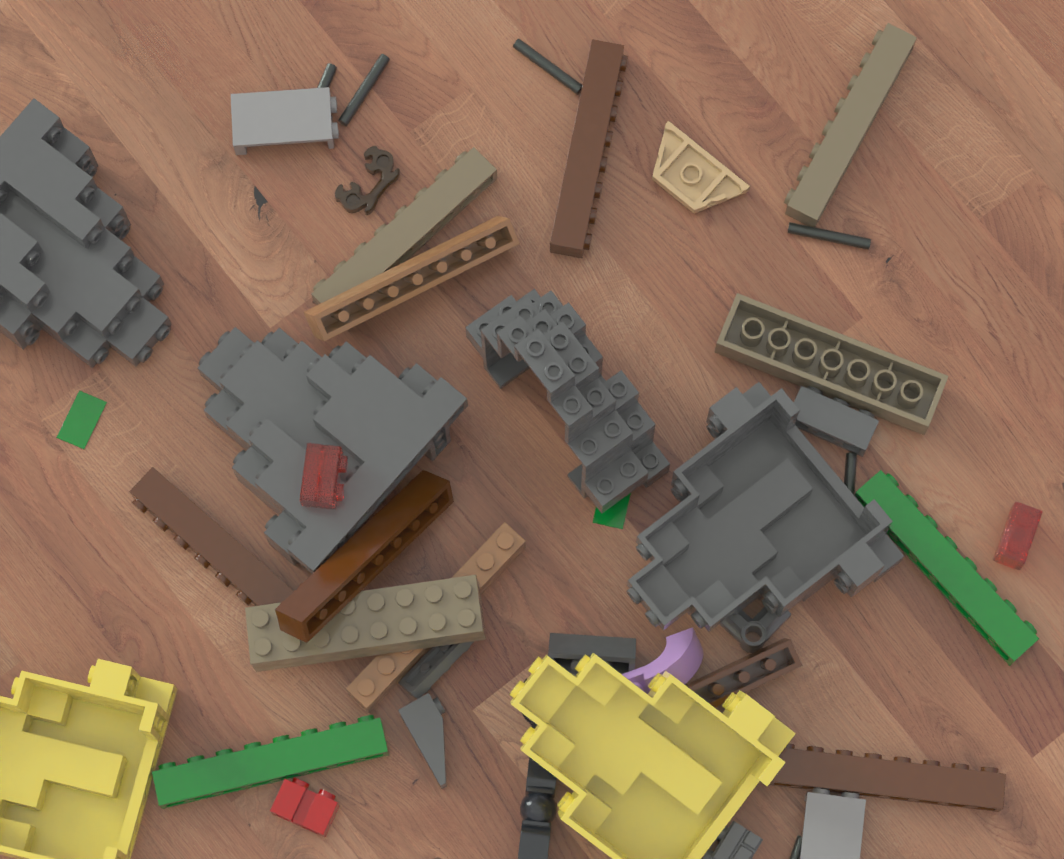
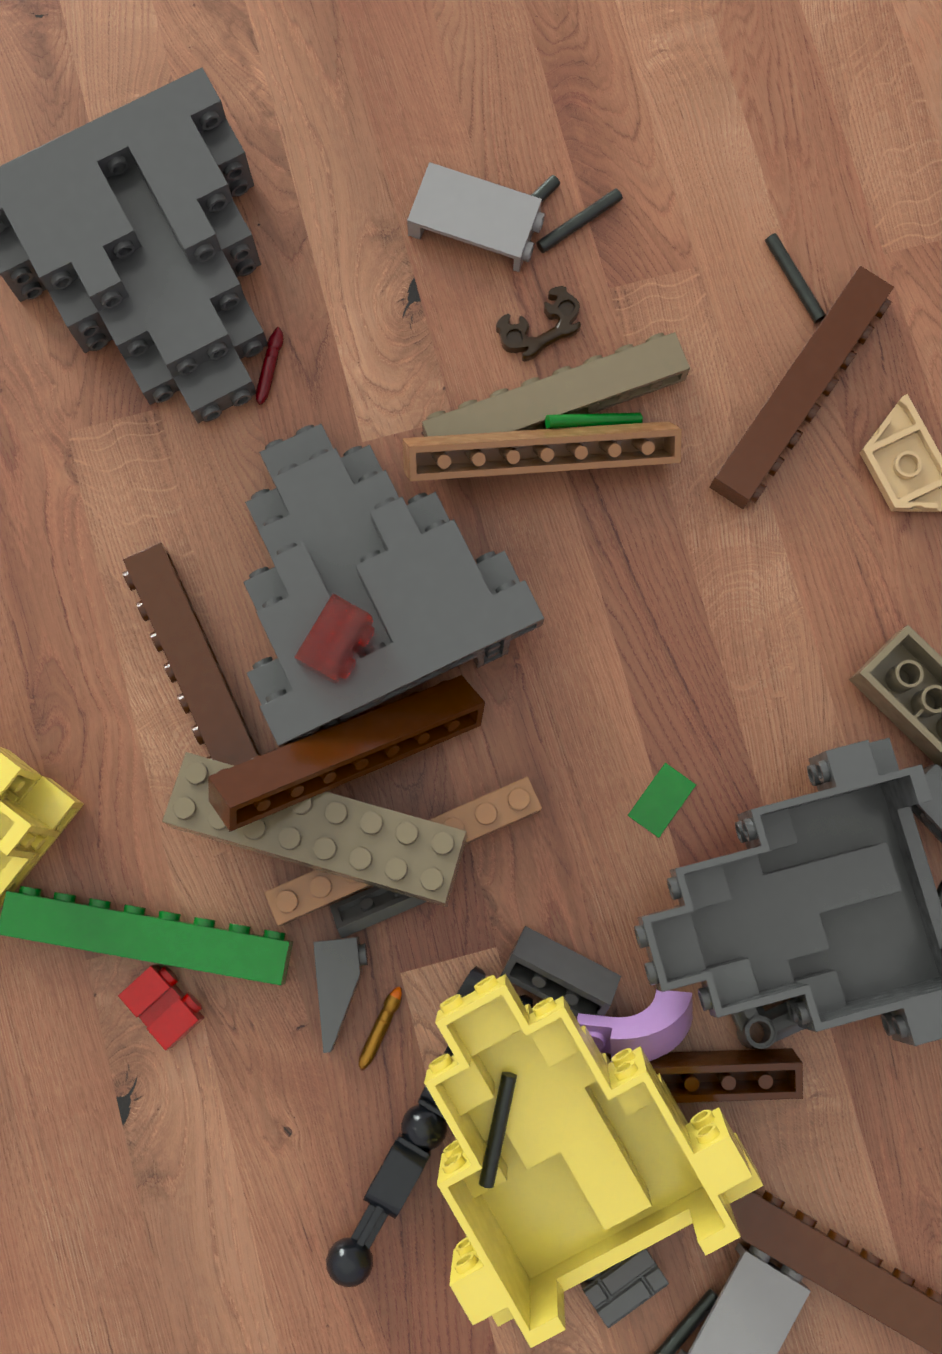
camera: 20 degrees right, 5 degrees up
(81, 419) = (112, 457): green sticker -> none
(172, 299) = (274, 344): none -> dark red piece
(440, 238) = (584, 420): none -> green bar
(474, 755) = (380, 1028): none -> pearl gold piece
(589, 773) = (497, 1129): none -> pearl dark grey bar
(600, 416) = (695, 713): dark grey panel -> none

